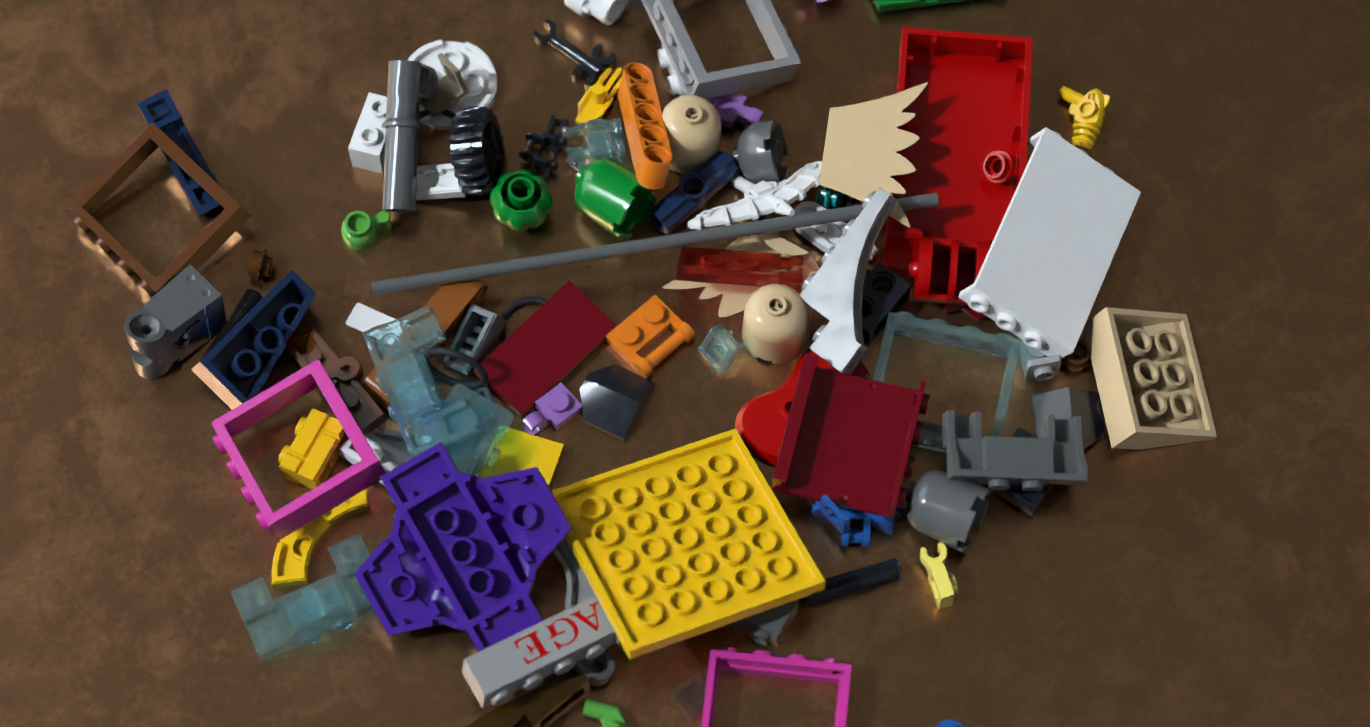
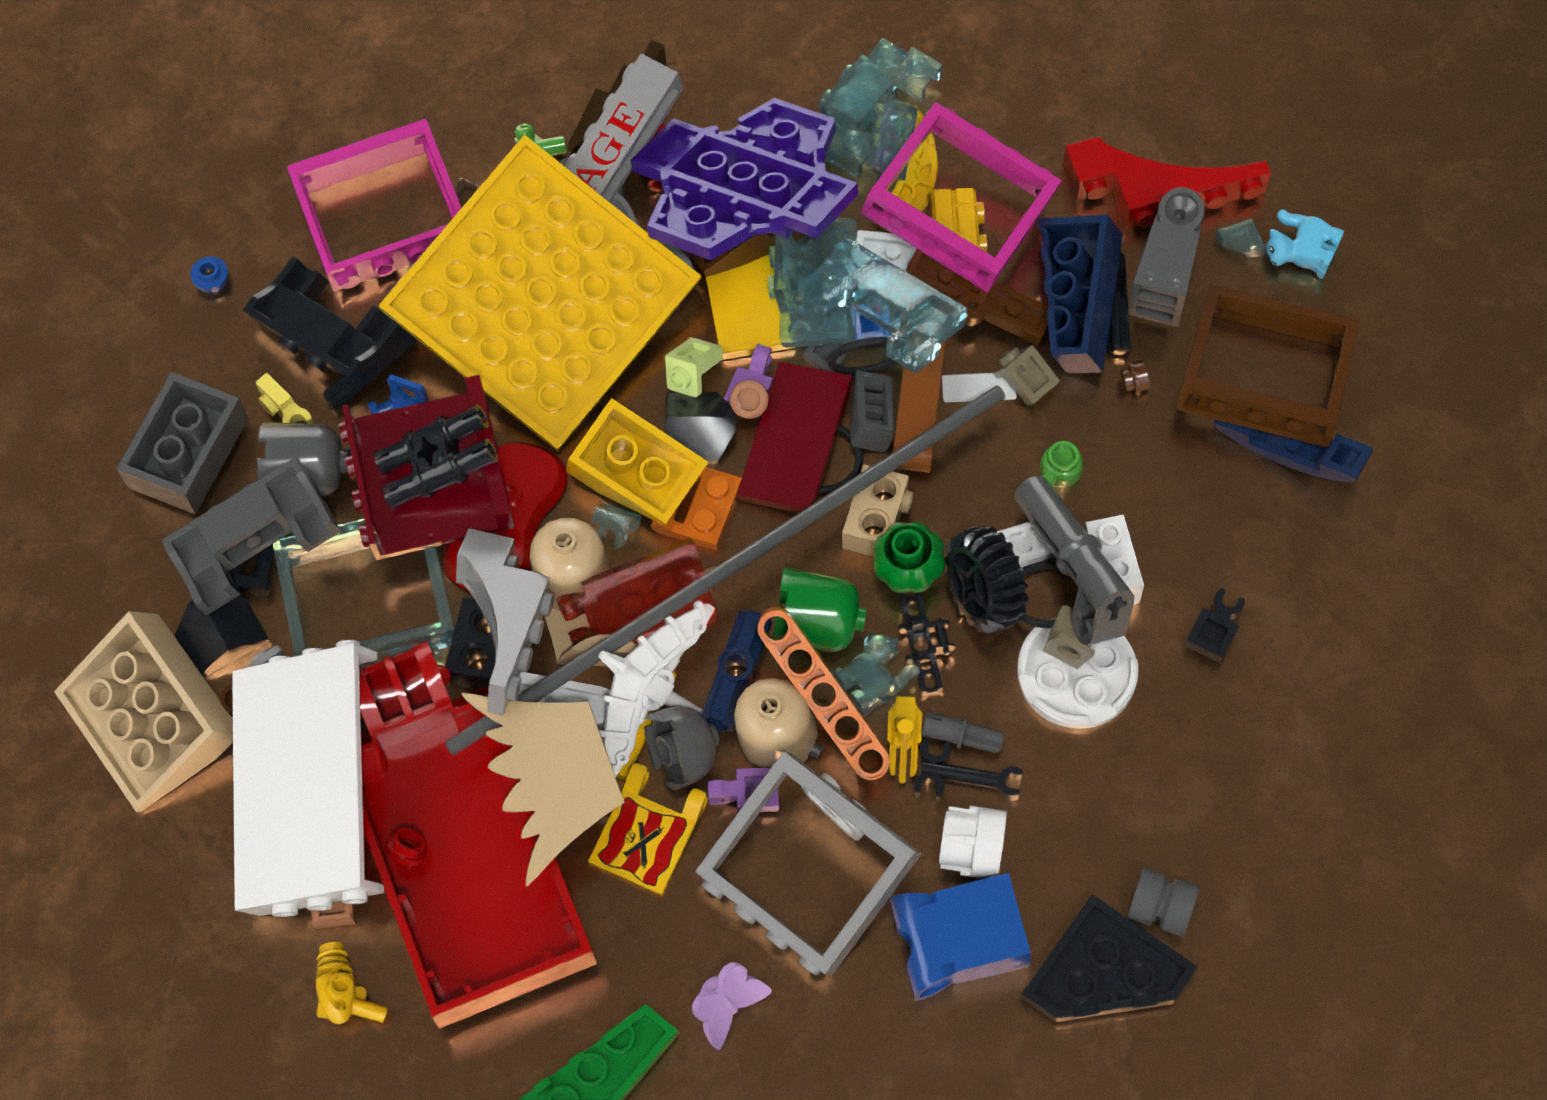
camera: 155 degrees right, 0 degrees up
(54, 299) = (1309, 244): none -> medium azure animal
(97, 335) = (1242, 238): none -> clear light blue tile
(136, 400) = (1141, 183): none -> red arch
(312, 546) = (891, 129): none -> clear light blue bracket
(336, 57) = (1215, 631): none -> black plate
(340, 309) = (1026, 373): none -> dark tan bracket
(514, 248) = (869, 511): none -> tan brick
(557, 76) = (961, 732): none -> dark grey axle
(565, 386) = (749, 399): none -> nougat tile
(591, 444) = (688, 363): none -> yellowish green bracket
(684, 378) = (635, 463): none -> yellow slope
(809, 118) = (645, 838): none -> flag
(852, 418) = (435, 456): none -> black pin
(883, 622) = (325, 338): none -> black bracket
(1035, 575) = (183, 443): none -> dark grey brick

